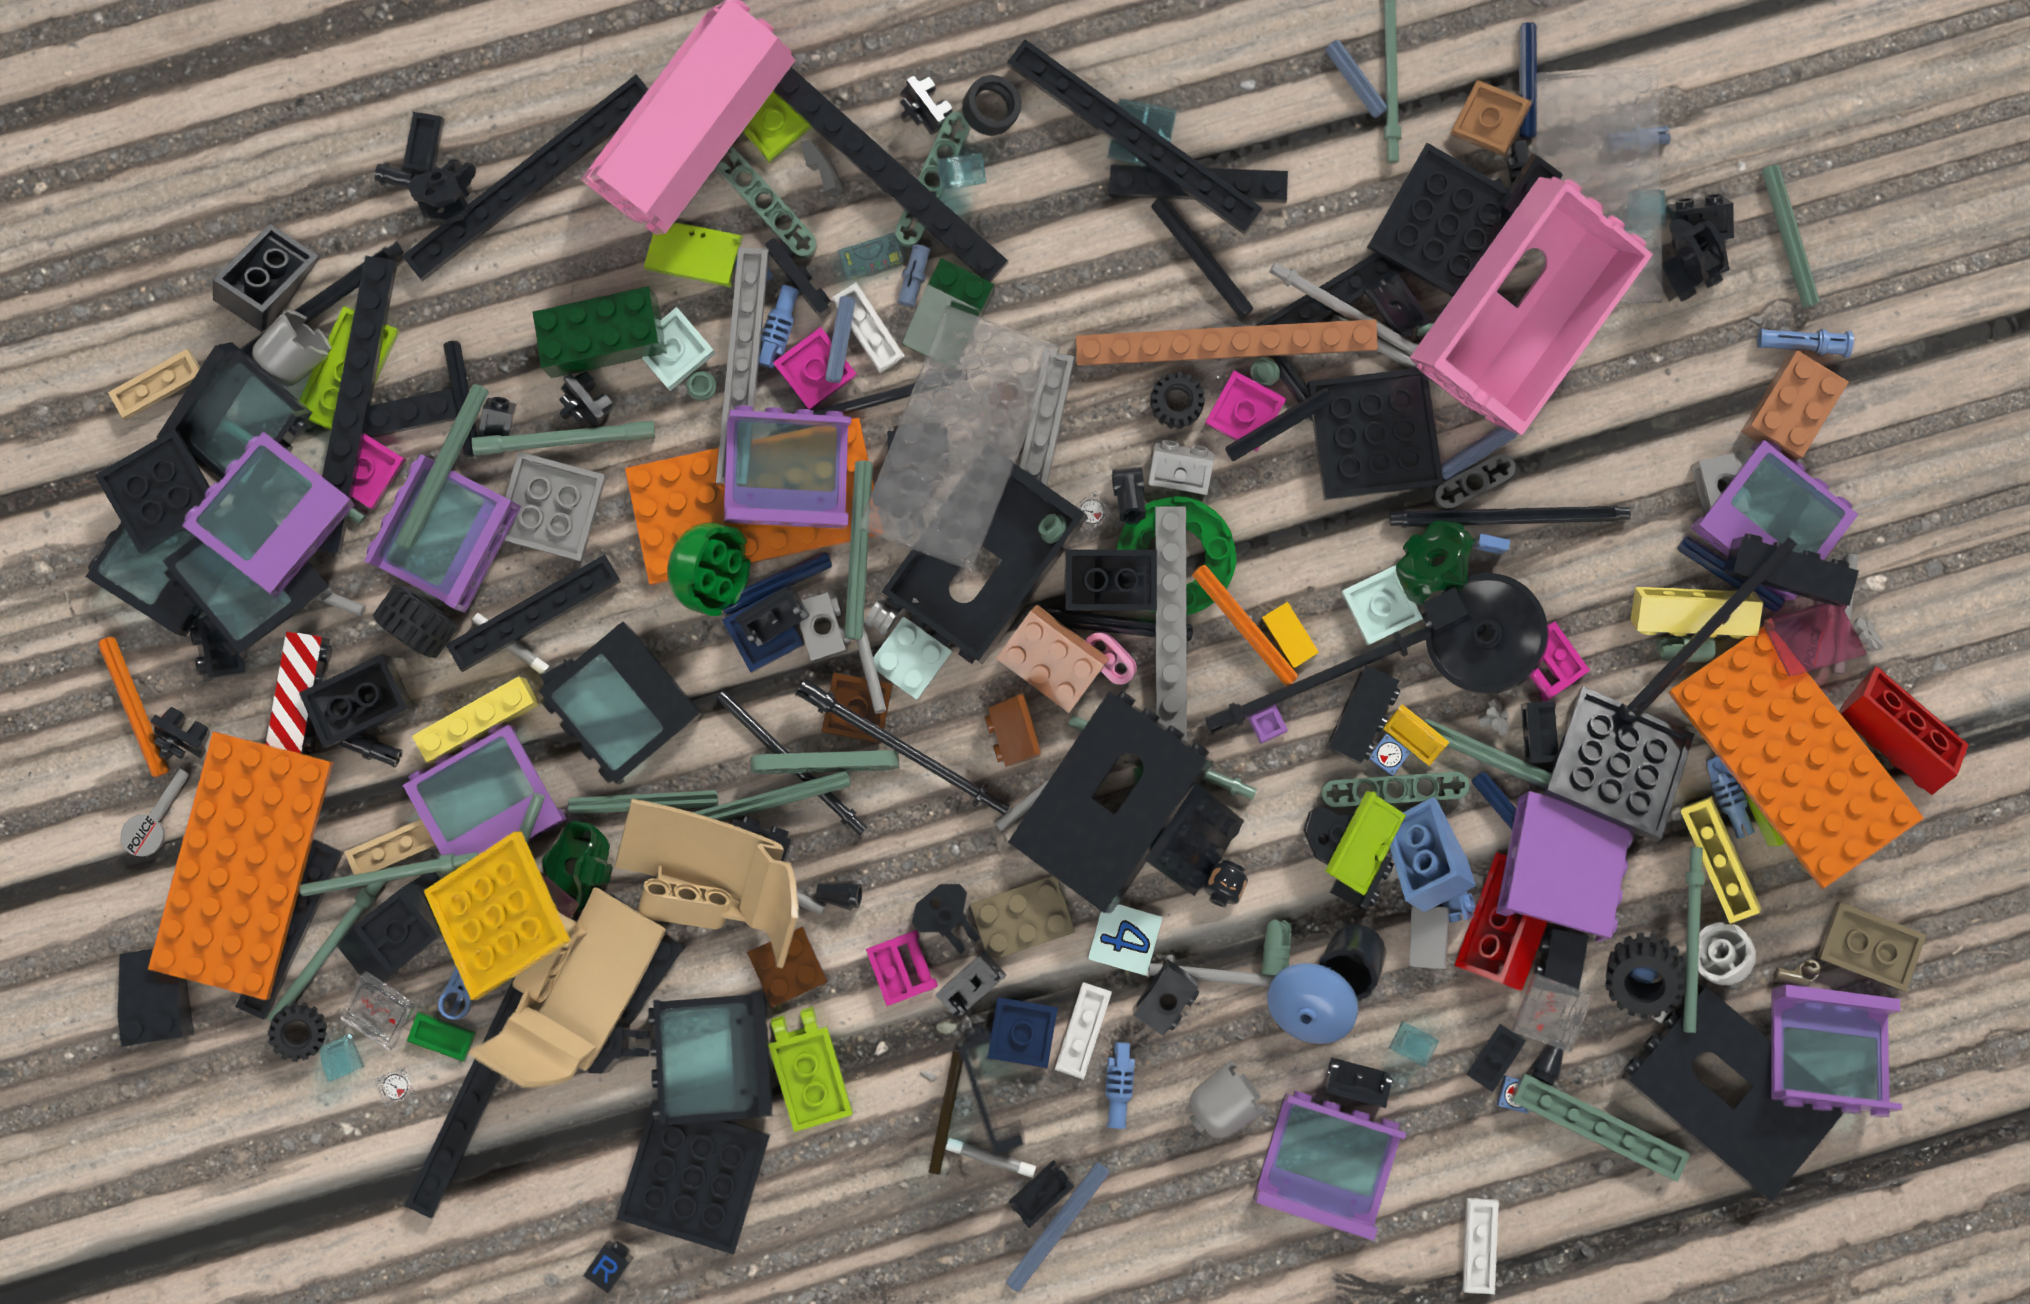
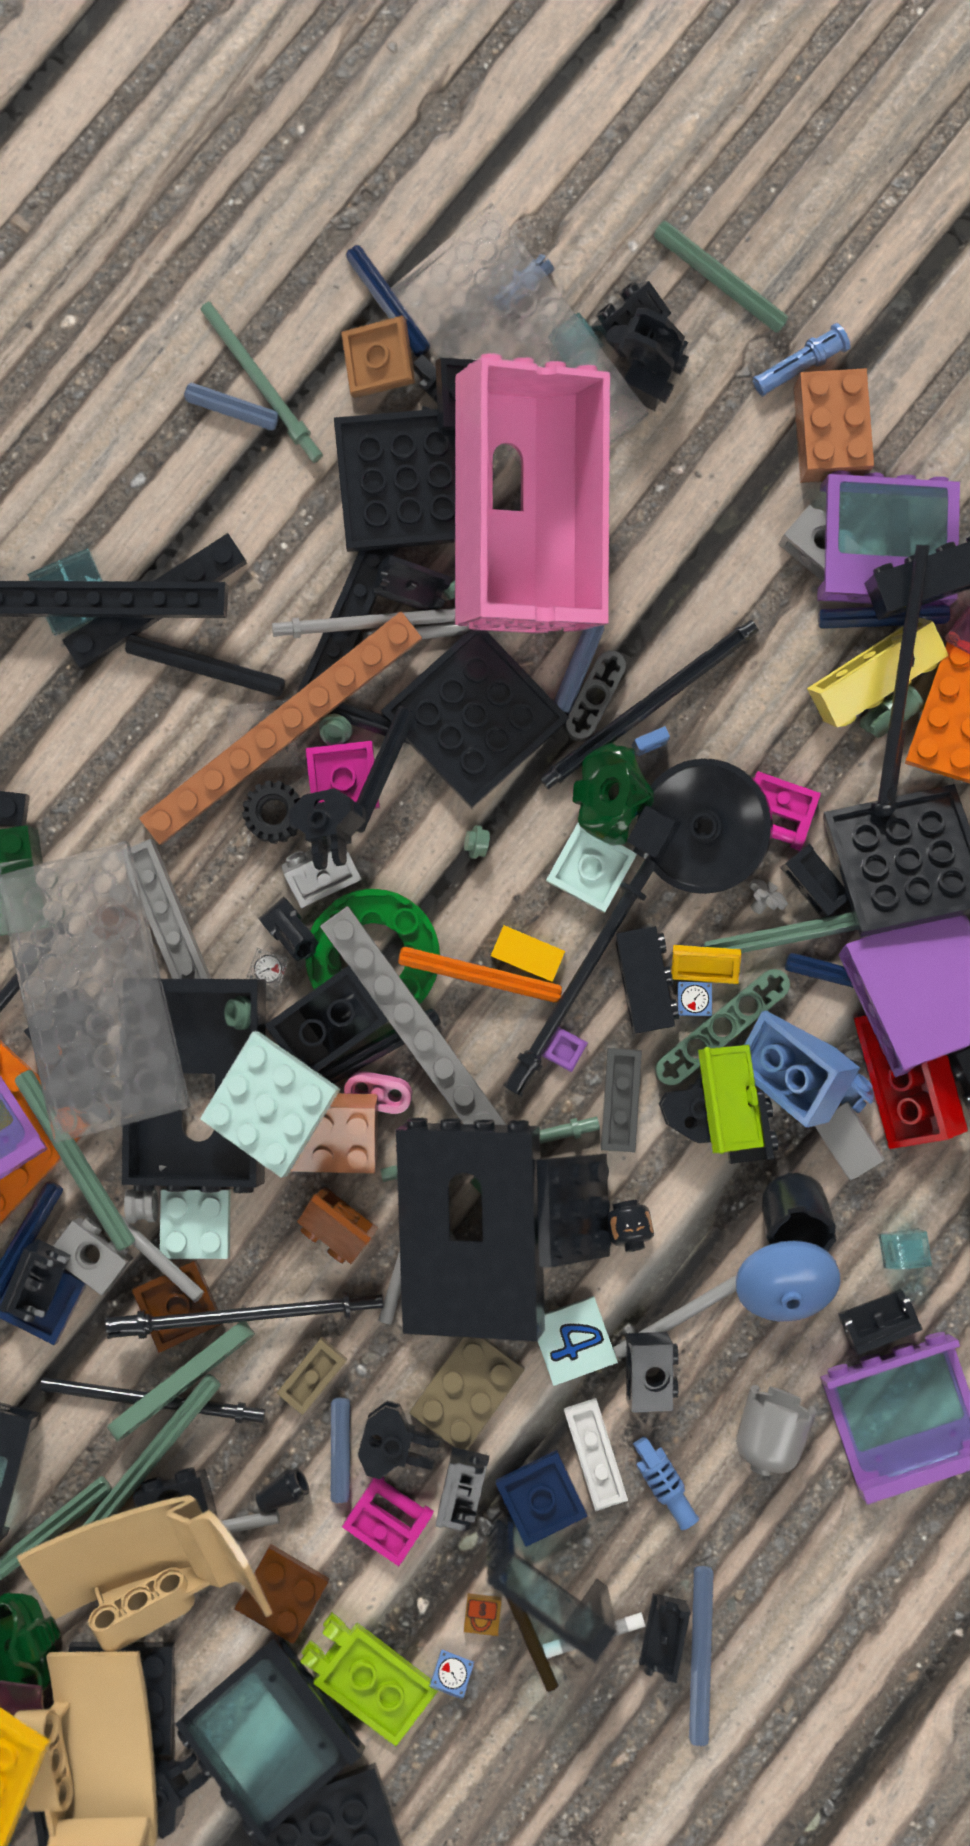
camera: 30 degrees left, 0 degrees up
(869, 1110) = (451, 1674): none -> tile
(901, 895) = (340, 1450): none -> sand blue axle
(918, 827) = (312, 1376): none -> dark tan plate
(921, 1085) = (482, 1614): none -> tile
(1032, 608) = (269, 1104): none -> light aqua plate
(1213, 436) = (327, 824): none -> black hinge
(1276, 947) = (718, 1250): sand green hinge -> none
(1283, 789) = (621, 1100): none -> dark grey plate
(1310, 527) = (477, 842): none -> sand green plate

